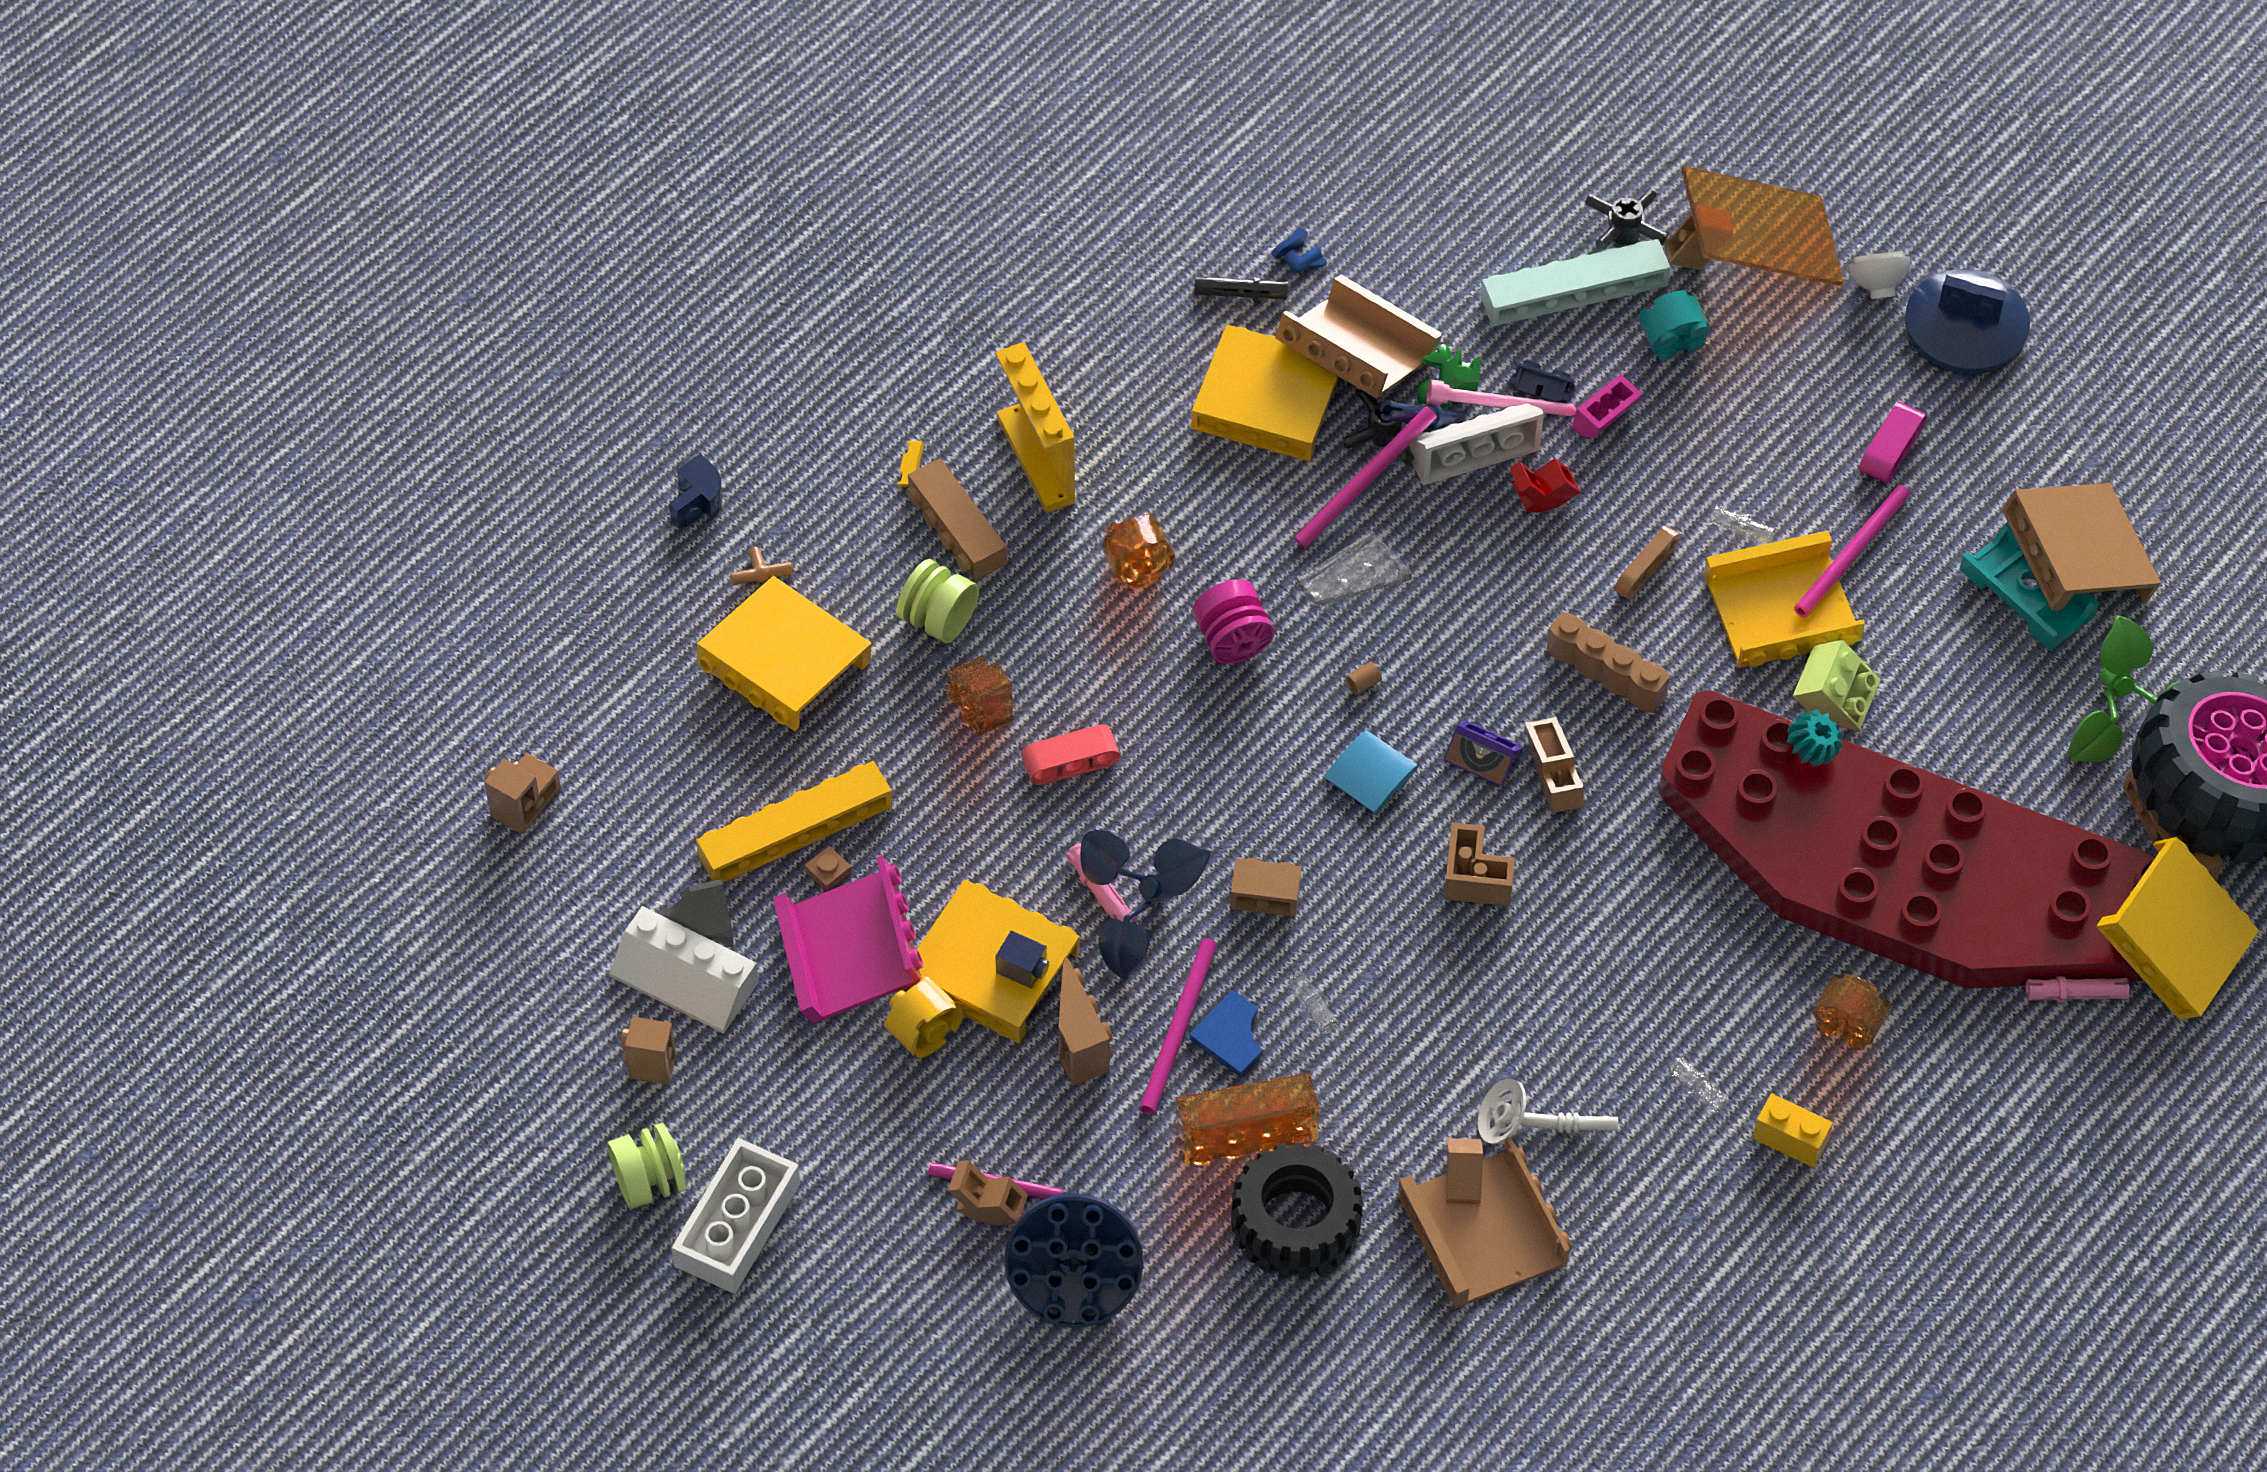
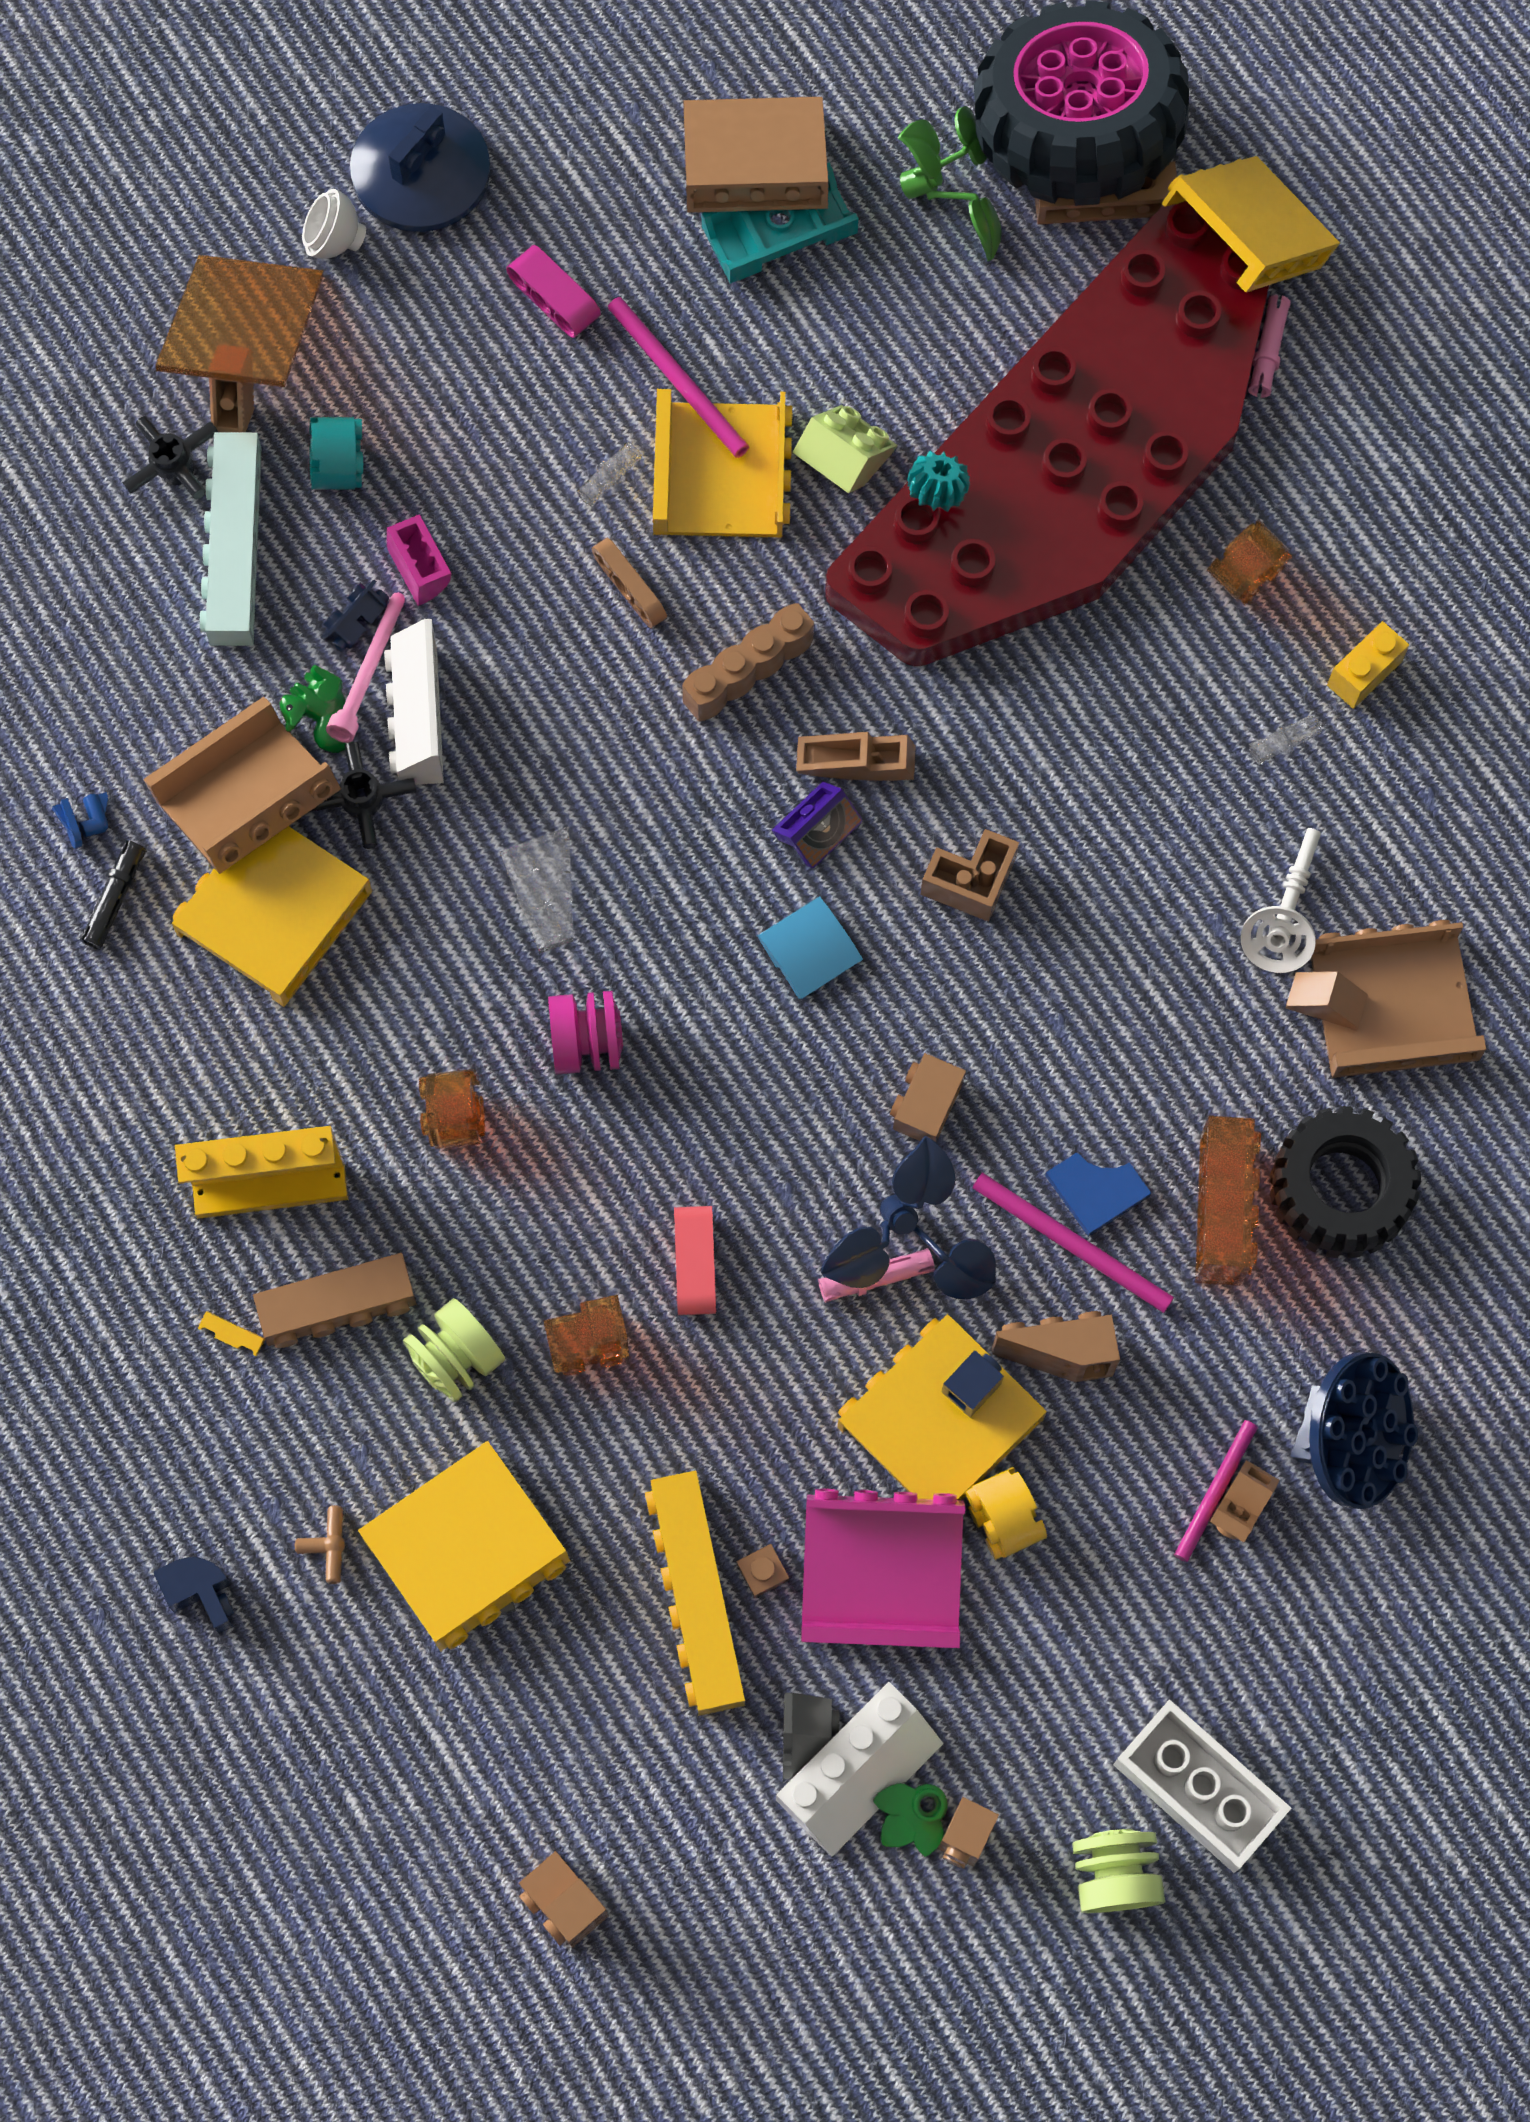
camera: 75 degrees left, 15 degrees up
(664, 1008) = (907, 1820): none -> green plate
(1313, 1003) = (1084, 1093): clear axle -> none
(1363, 678) = (686, 919): medium nougat hinge -> none
(1365, 477) = (433, 835): dark pink piece -> none
(1406, 412) = (372, 744): dark blue pin -> none
(1544, 488) = (499, 654): red brick -> none

